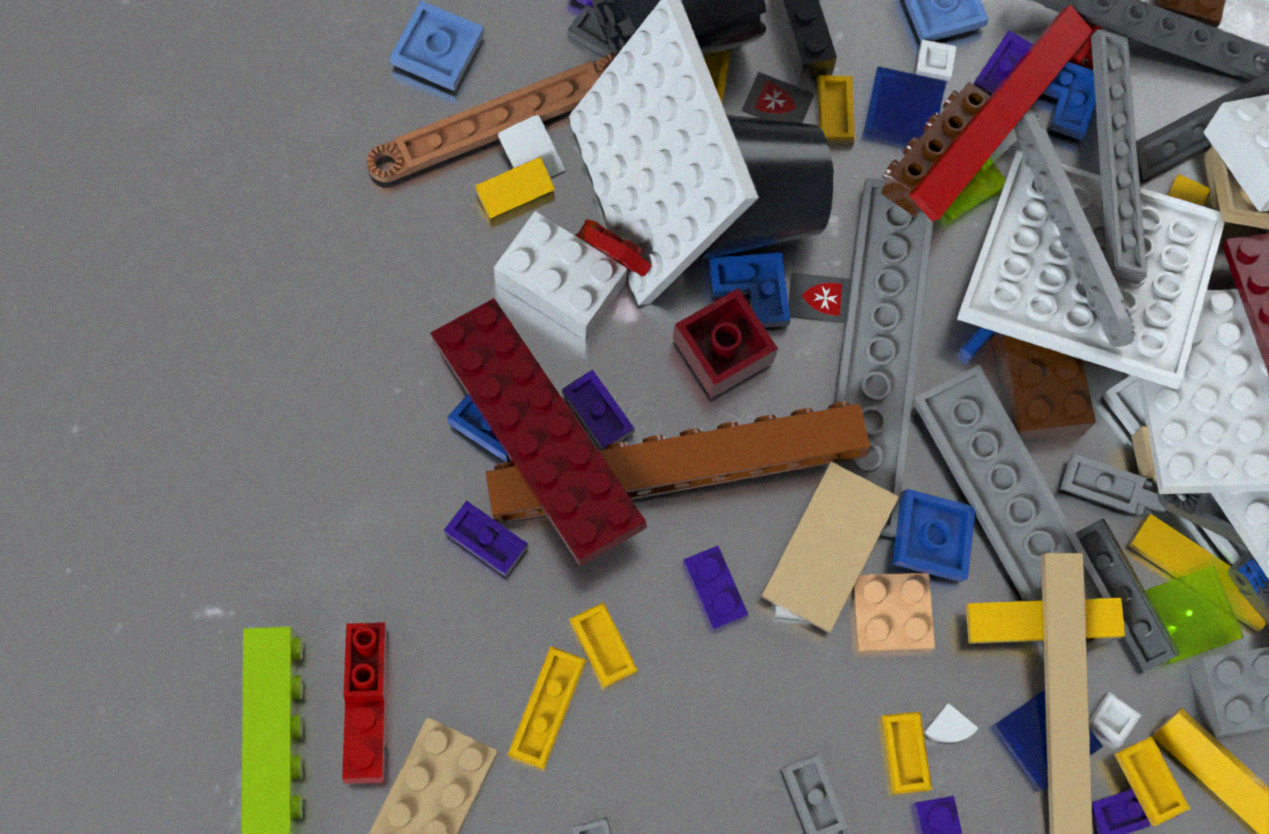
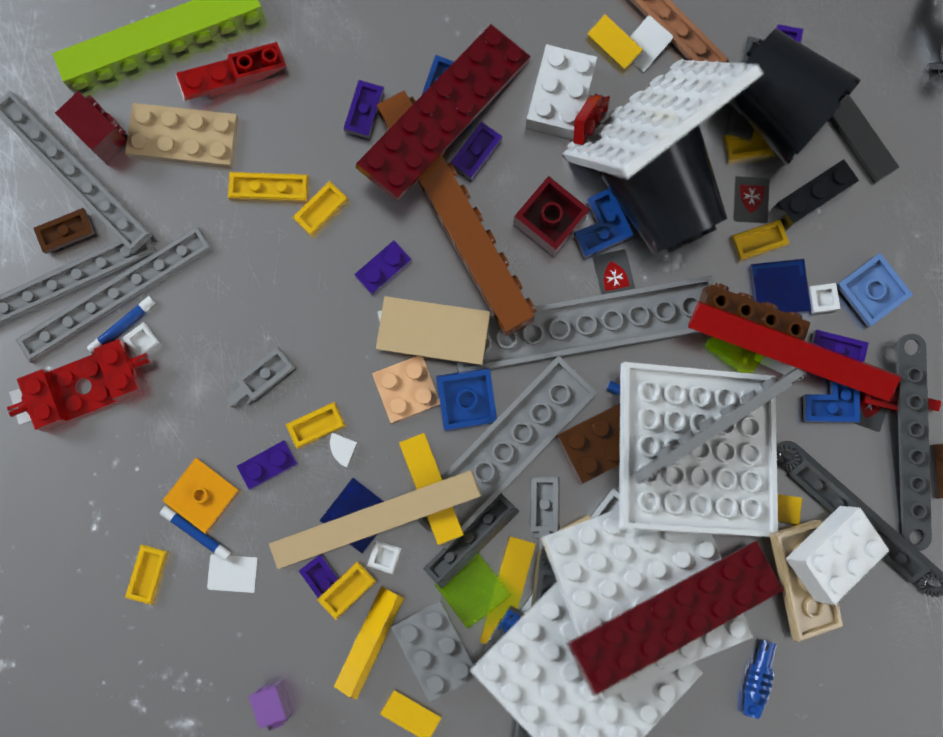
camera: 75 degrees right, 10 degrees up
(1118, 157) = (792, 444): light grey tile -> none

